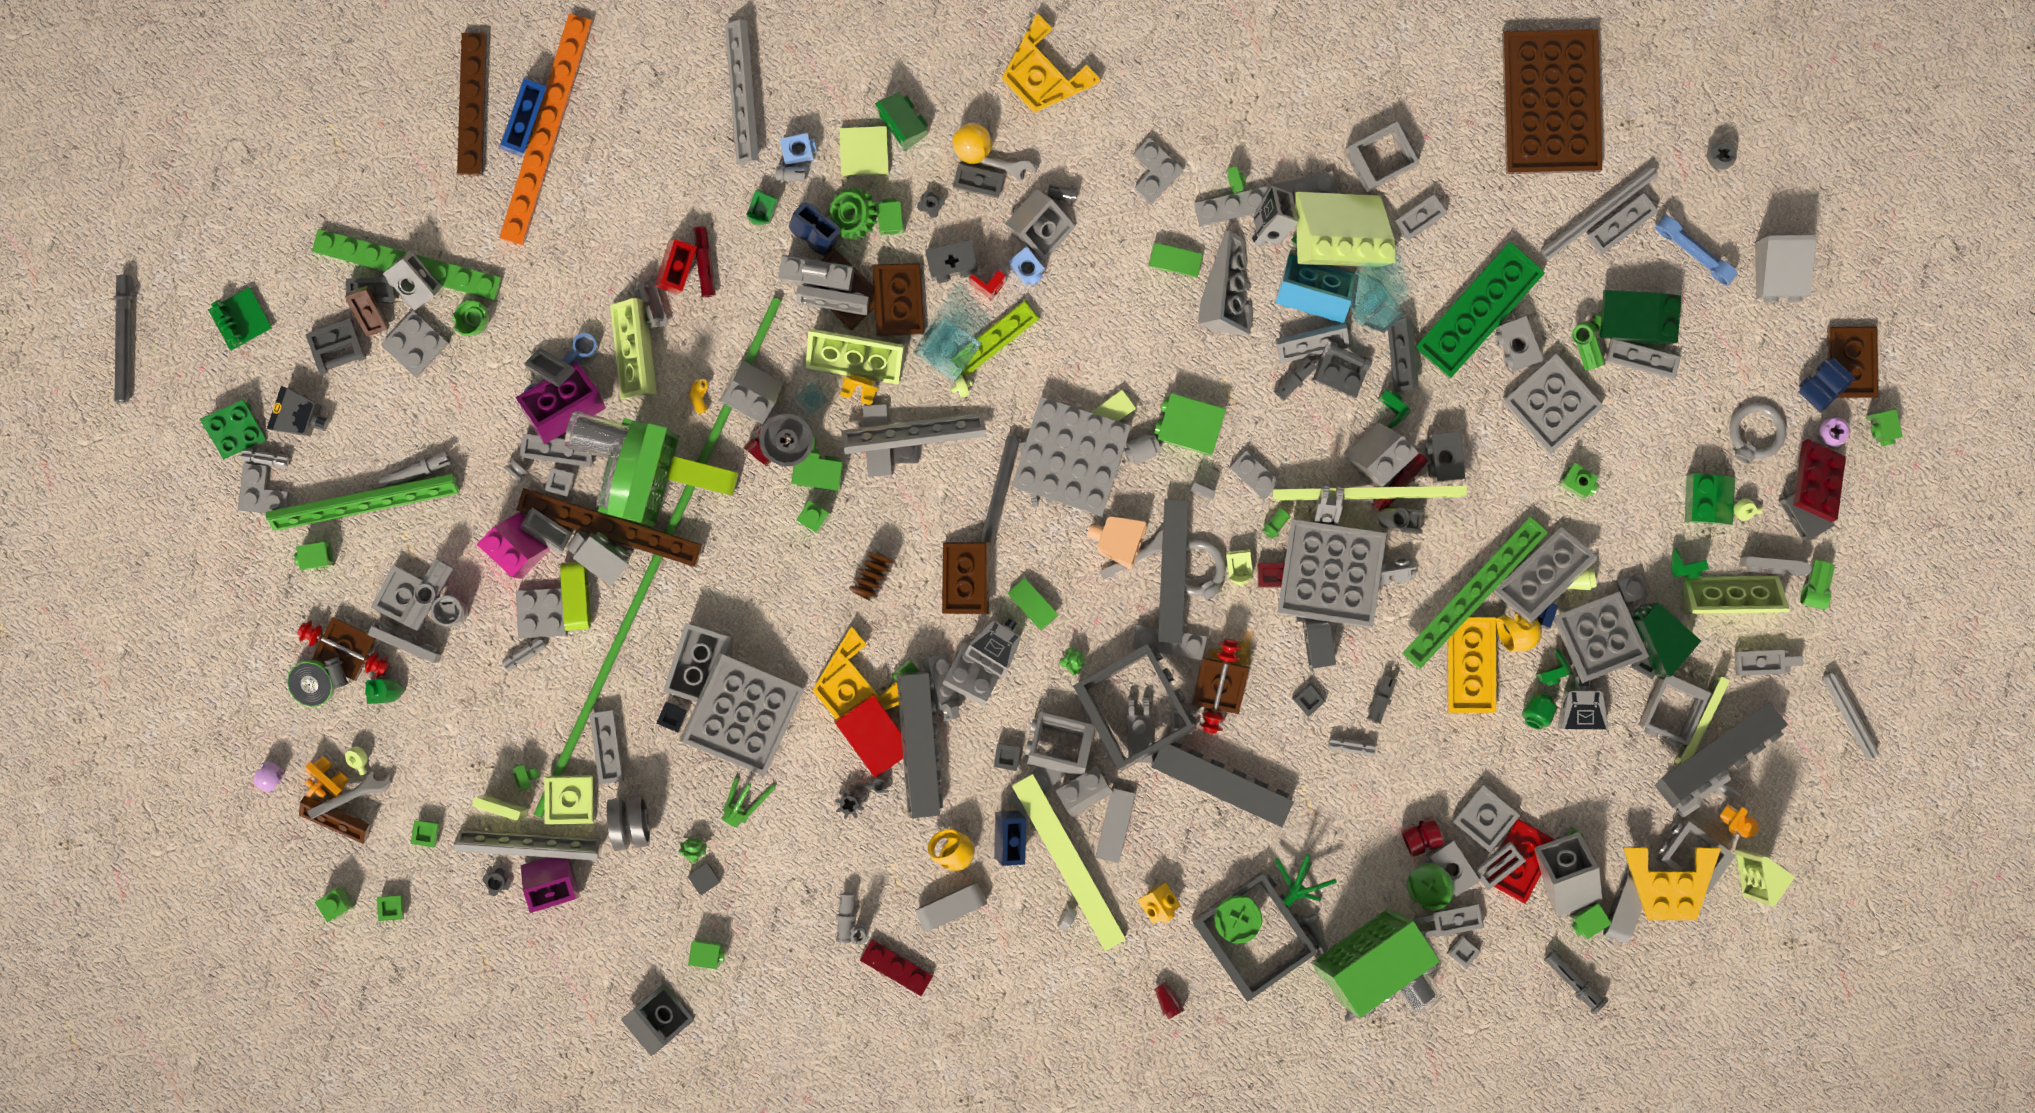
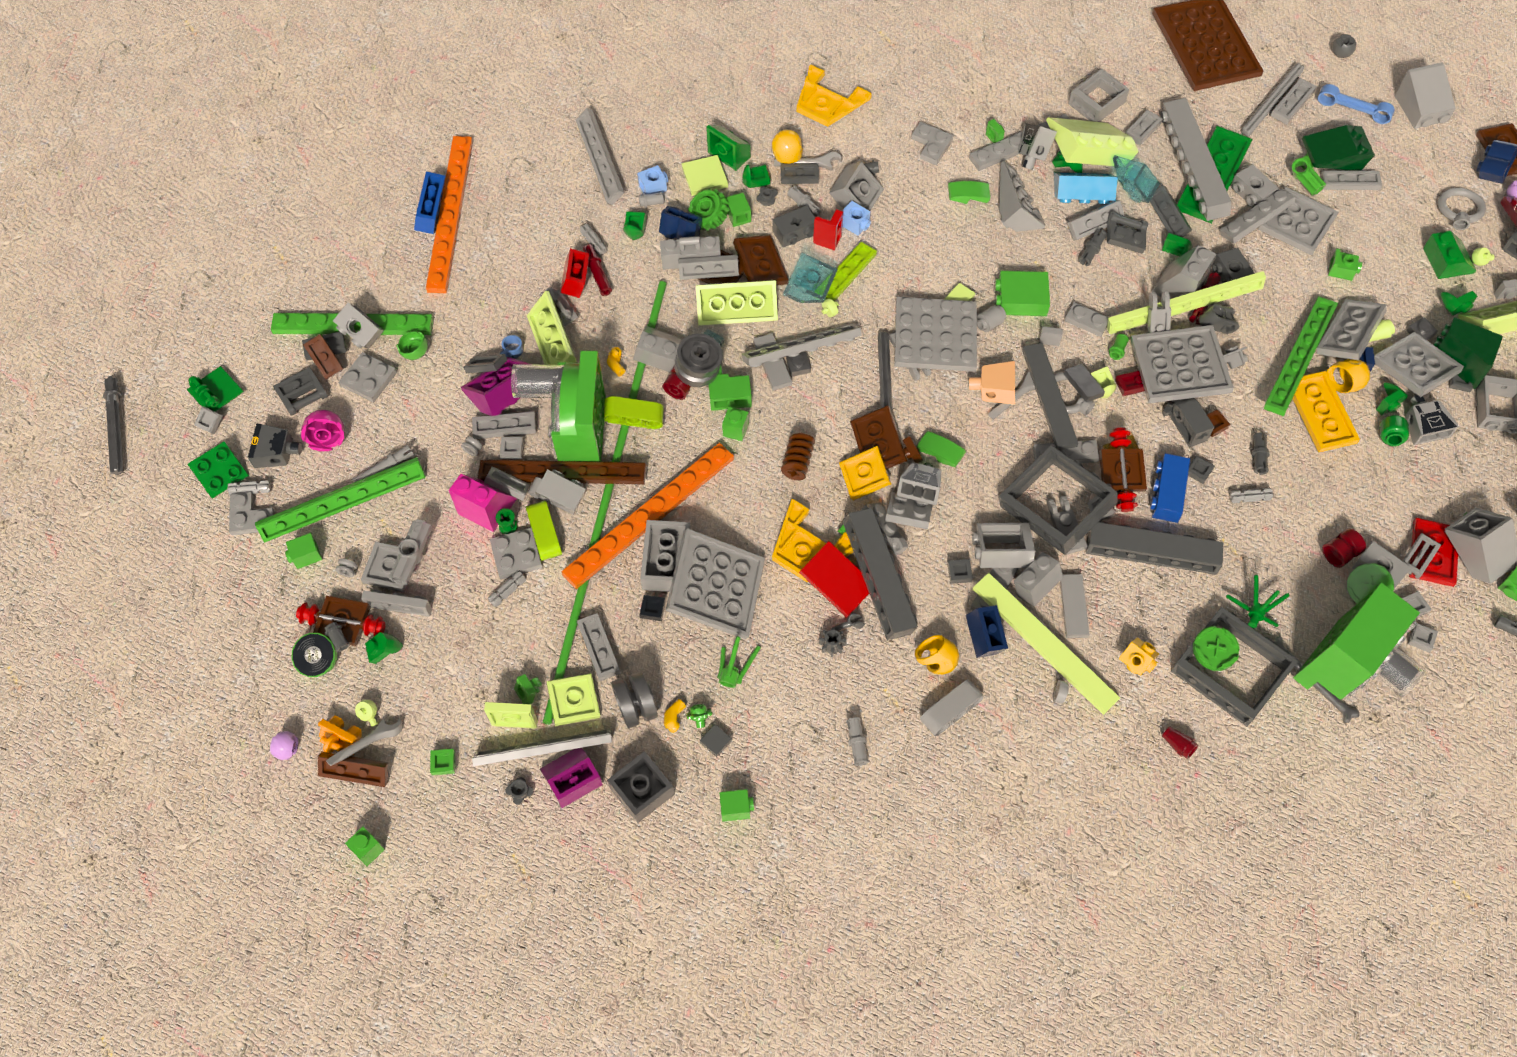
camera: 15 degrees left, 25 degrees down
(228, 358) = (208, 420): none -> light grey tile
(354, 408) = (322, 430): none -> dark pink cylinder
(357, 587) = (346, 568): none -> light grey bush
(390, 907) = (420, 838): bright green plate -> none
(449, 611) = (433, 565): light grey wheel -> none
(471, 104) = (387, 209): reddish brown plate -> none
(530, 574) = (508, 520): none -> green bush
(616, 914) = (641, 787): none -> flat silver brick
(657, 1019) = (702, 879): dark grey slope -> none
(664, 841) = (670, 715): none -> yellow arm
(693, 605) = (654, 509): none -> orange plate
(709, 214) = (593, 239): none -> light grey axle
(855, 938) = (876, 747): light grey pin -> none
(868, 390) = (741, 323): yellow piece -> none
(896, 967) = (918, 776): dark red plate -> none
(924, 172) = (755, 176): none -> green plate
(939, 615) = (865, 473): none -> yellow tile
(973, 225) = (803, 200): none -> light grey pin
(999, 599) = (911, 450): none -> reddish brown plate
(1073, 661) = (991, 482): bright green plant -> none
(1216, 566) = (1084, 383): none -> flat silver tile
(1265, 717) = (1170, 488): none -> blue brick
(1346, 649) = (1219, 422): none -> reddish brown plate
(1460, 290) = (1196, 159): none -> light grey brick
(1485, 818) = (1389, 523): light grey plate -> none
(1504, 388) = (1257, 215): none -> light grey plate

